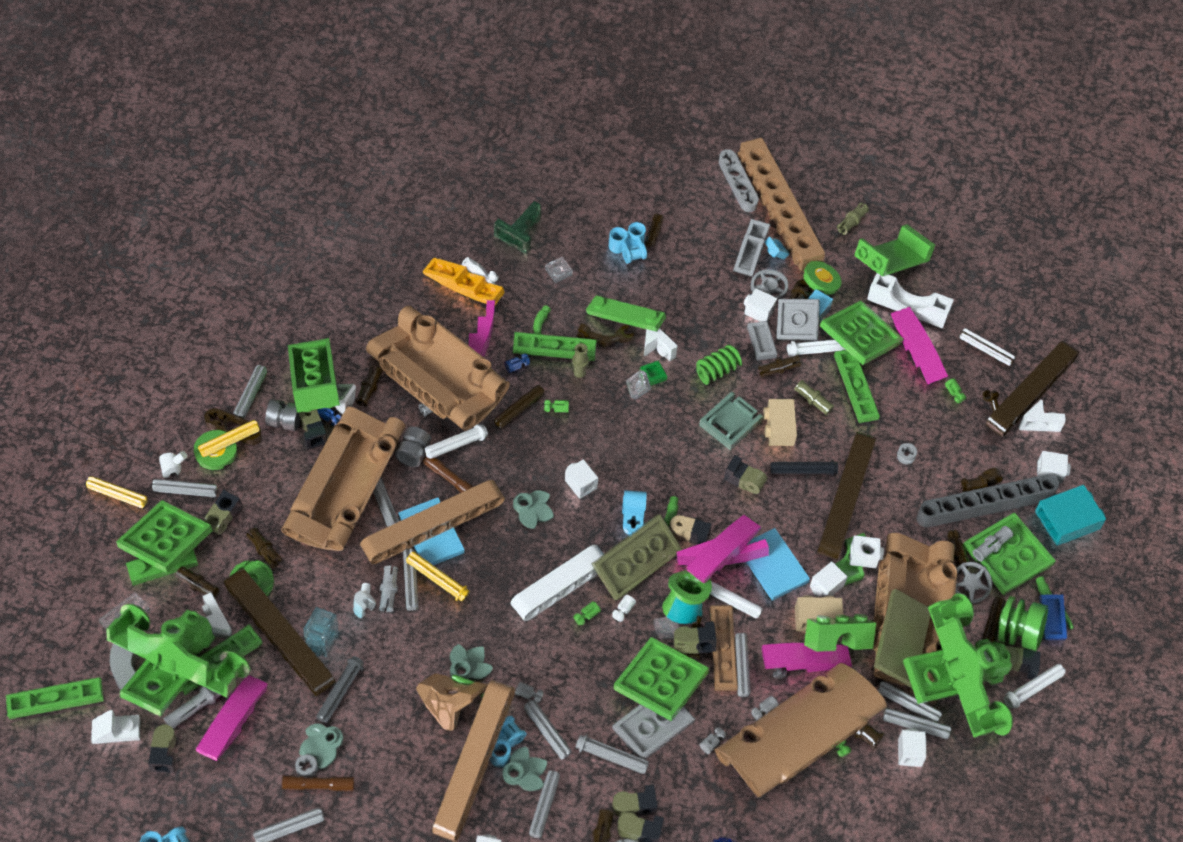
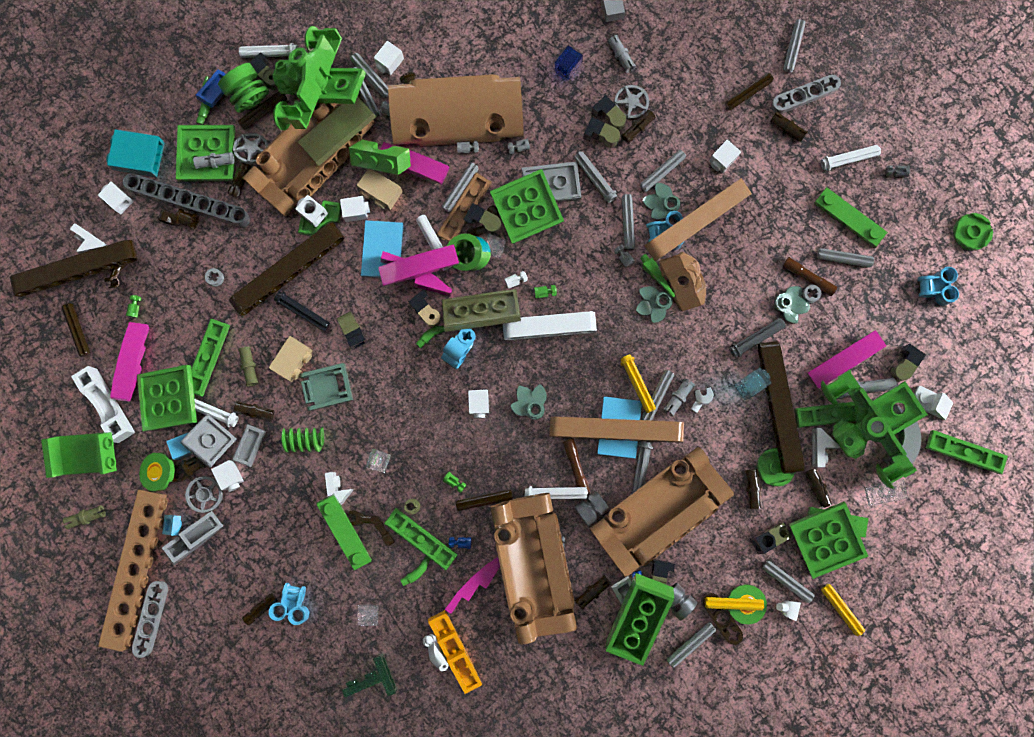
camera: 140 degrees left, 25 degrees up
(654, 372) = (357, 467): green tile -> none

